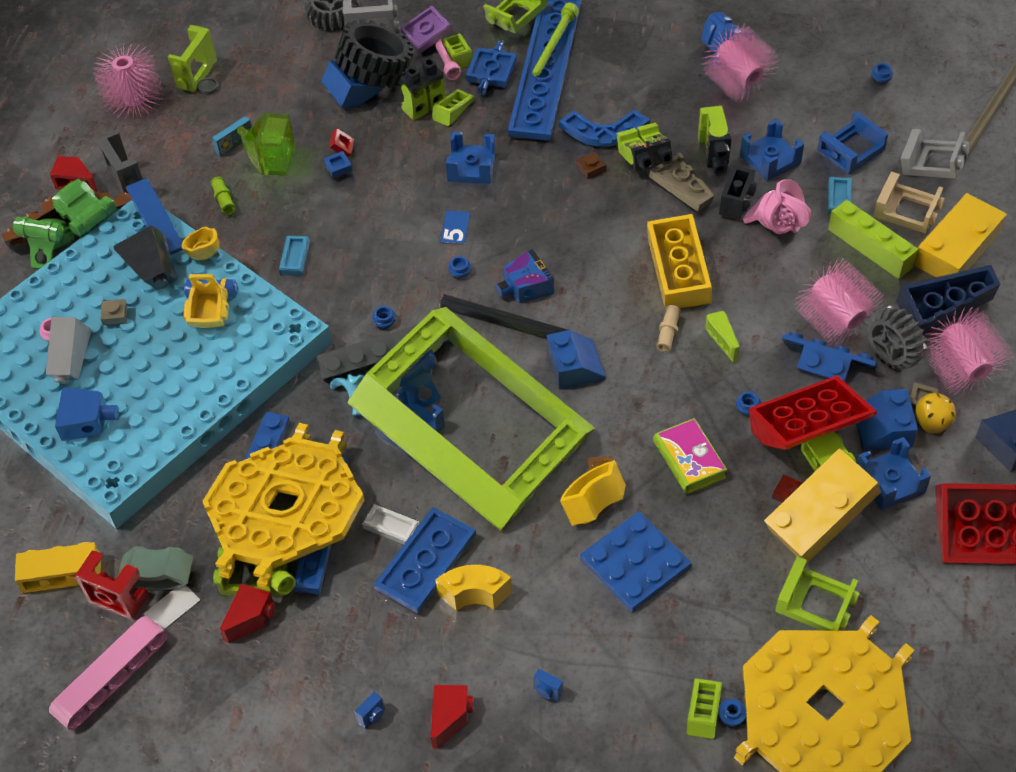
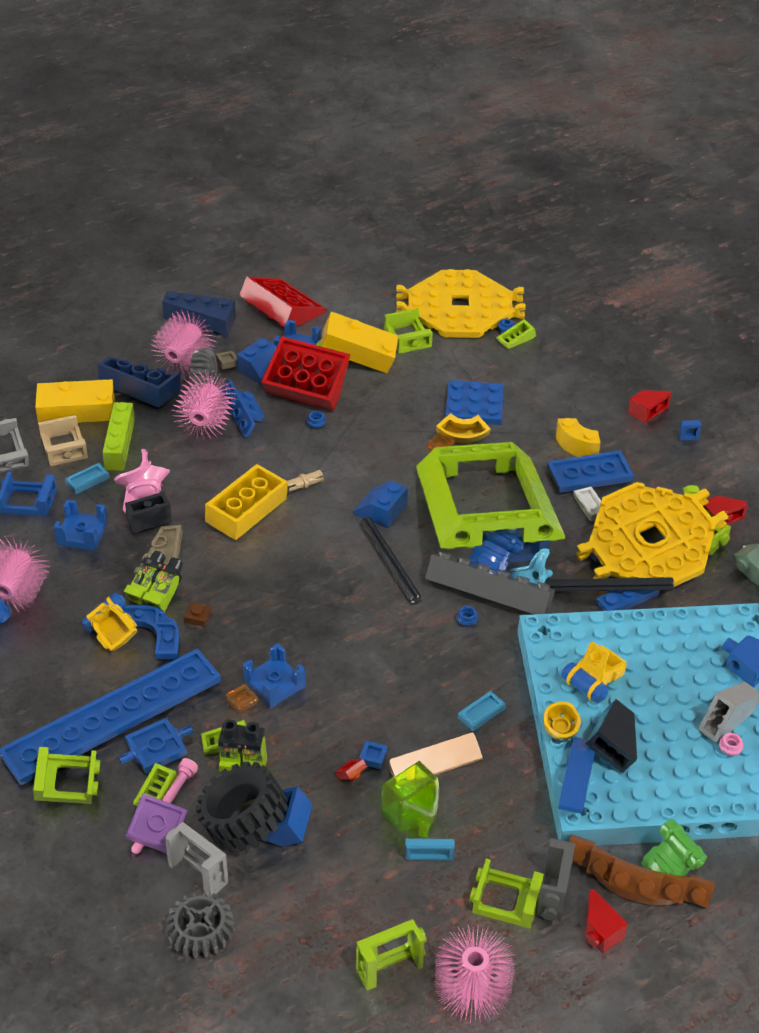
camera: 140 degrees left, 10 degrees down
(81, 207) = (628, 839): bright green piece -> none
(114, 312) = (671, 726): dark tan plate -> none
(137, 149) = (527, 900): none -> lime window
(223, 195) = (489, 800): lime pin -> none
(281, 429) = (612, 584): none -> black axle
(291, 196) = (440, 756): none -> light nougat slope
(455, 227) = (343, 647): blue sticker -> none
(459, 267) = (378, 610): blue plate -> none
(474, 132) = (242, 698): none -> clear orange plate
(526, 278) = (347, 567): blue torso -> none
(548, 685) = (585, 383): blue plate -> none
(569, 14) = (43, 727): lime piece -> none
(632, 98) = (111, 623): none -> yellow piece
(690, 456) = (383, 419): piece -> none
(714, 133) = (106, 550): hips -> none
(722, 332) = (277, 455): lime slope -> none
(785, 488) = (355, 376): clear red plate -> none
(940, 408) = (232, 345): yellow helmet -> none

